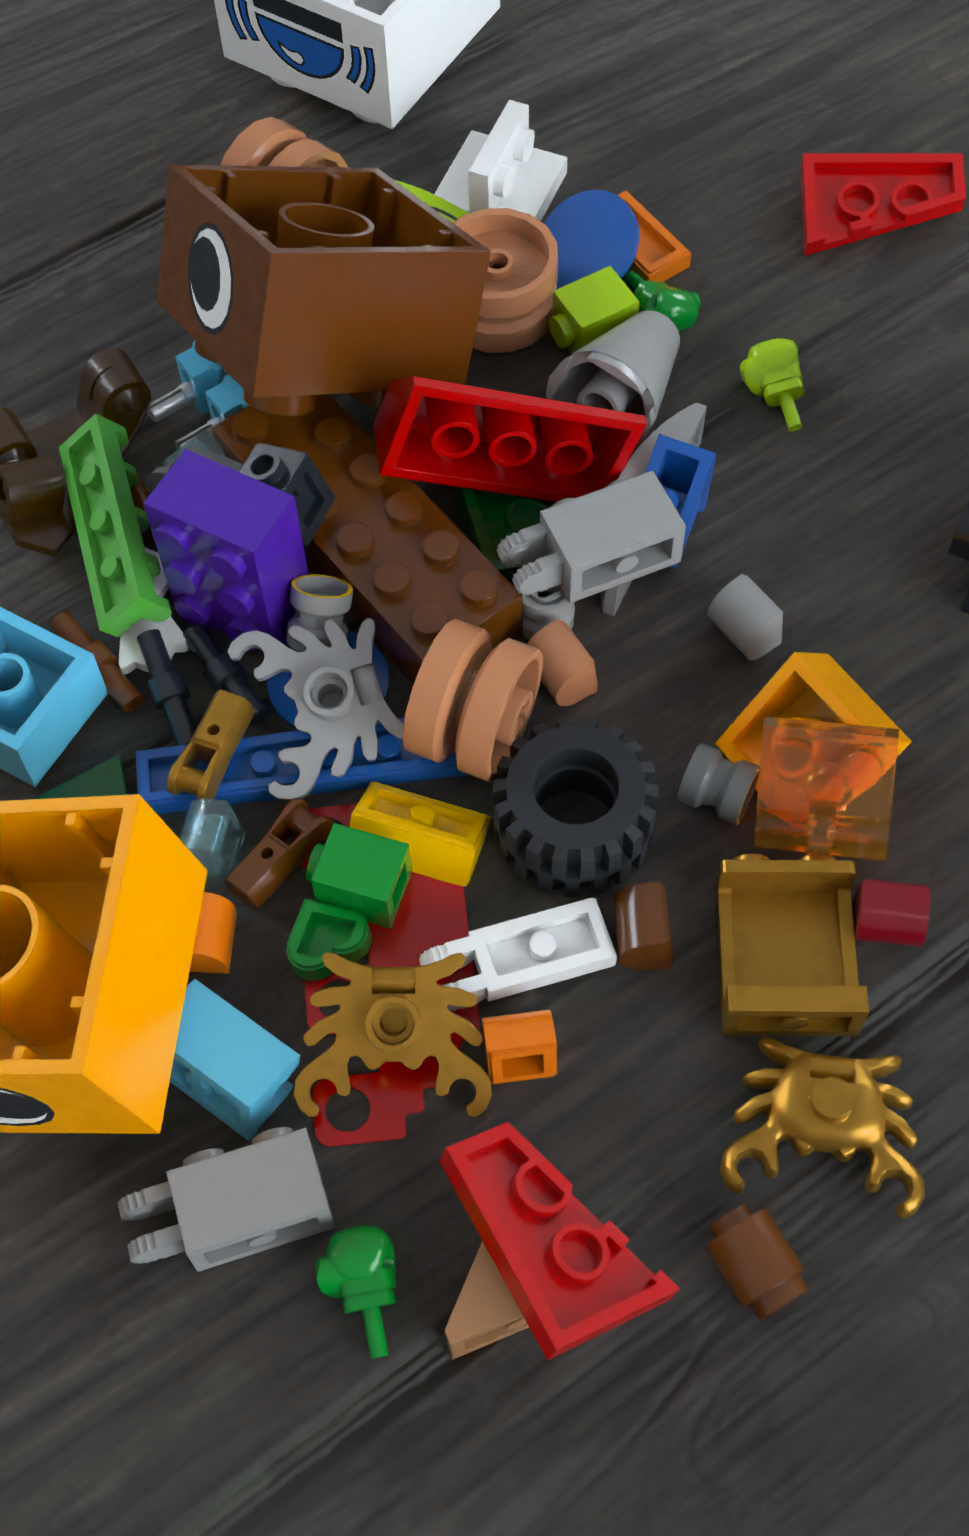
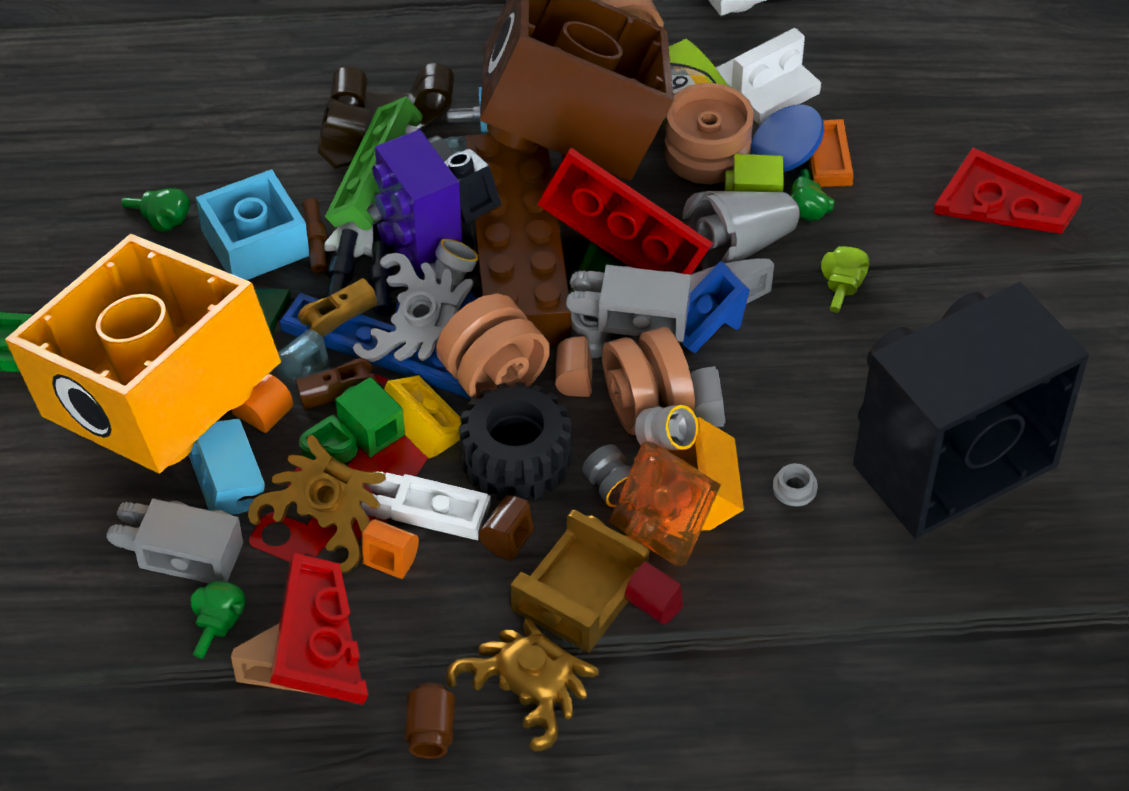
camera: 30 degrees right, 10 degrees down
(682, 635) = (646, 374): none -> nougat wheel
(768, 688) = (668, 427): none -> light grey wheel
(930, 660) = (797, 476): none -> light grey plate

